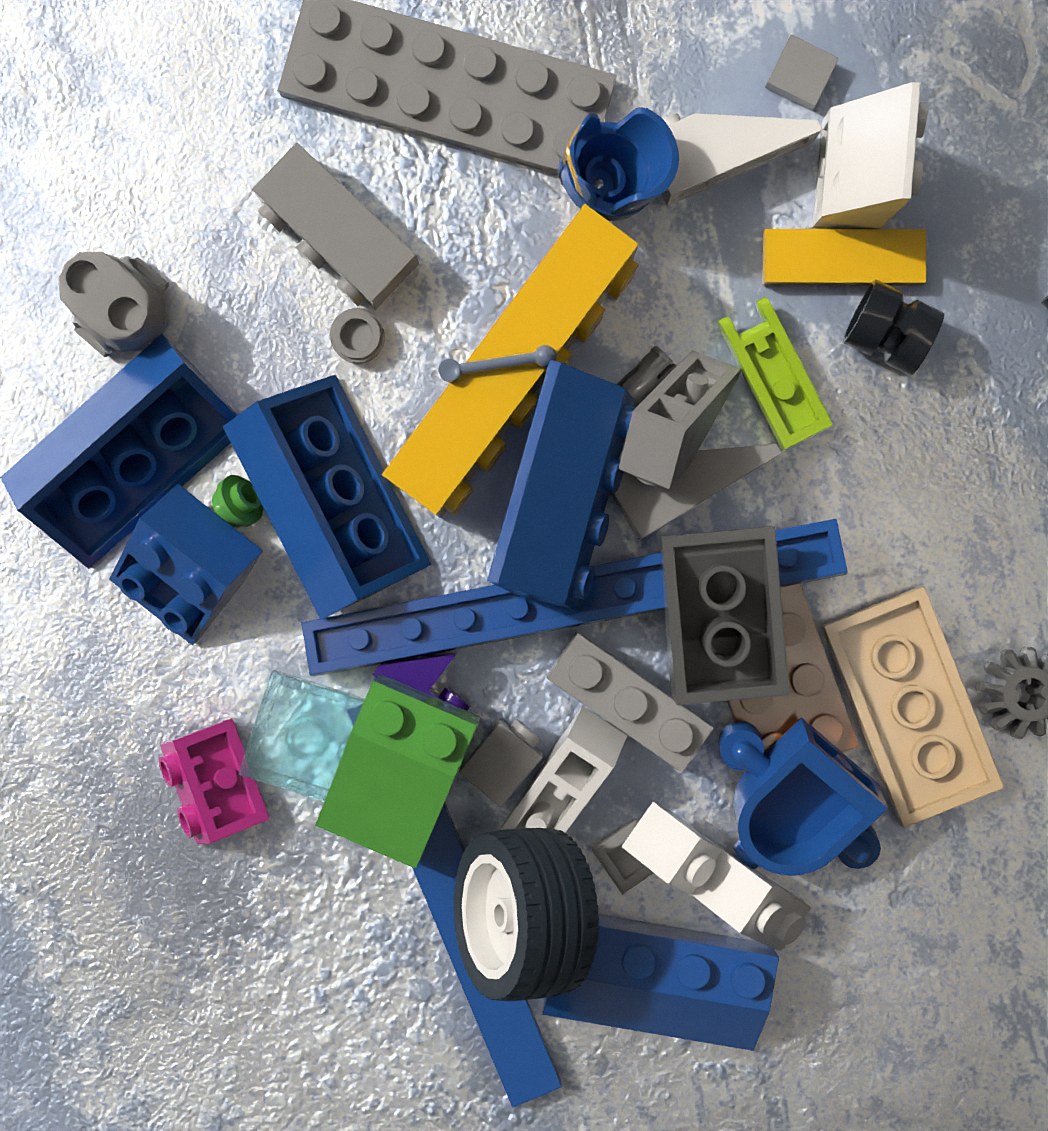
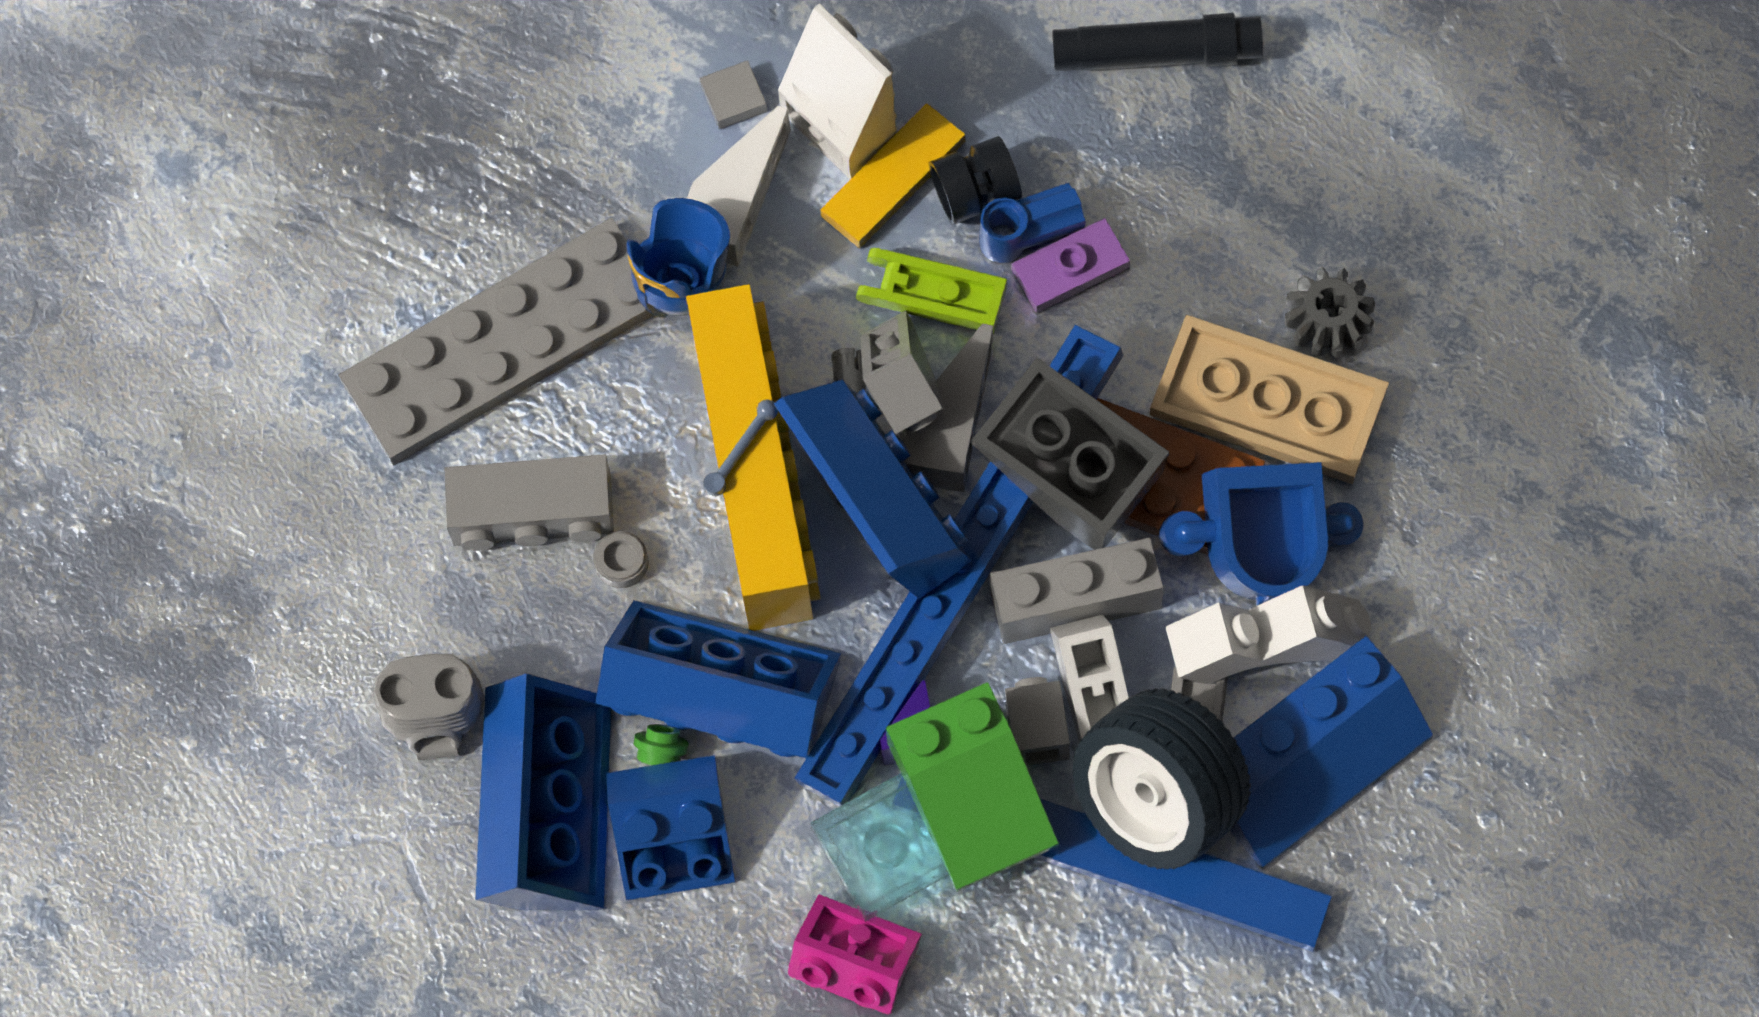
camera: 45 degrees left, 20 degrees down
(889, 459) = (1070, 265): none -> medium lavender plate
(901, 399) = (1033, 220): none -> blue piece

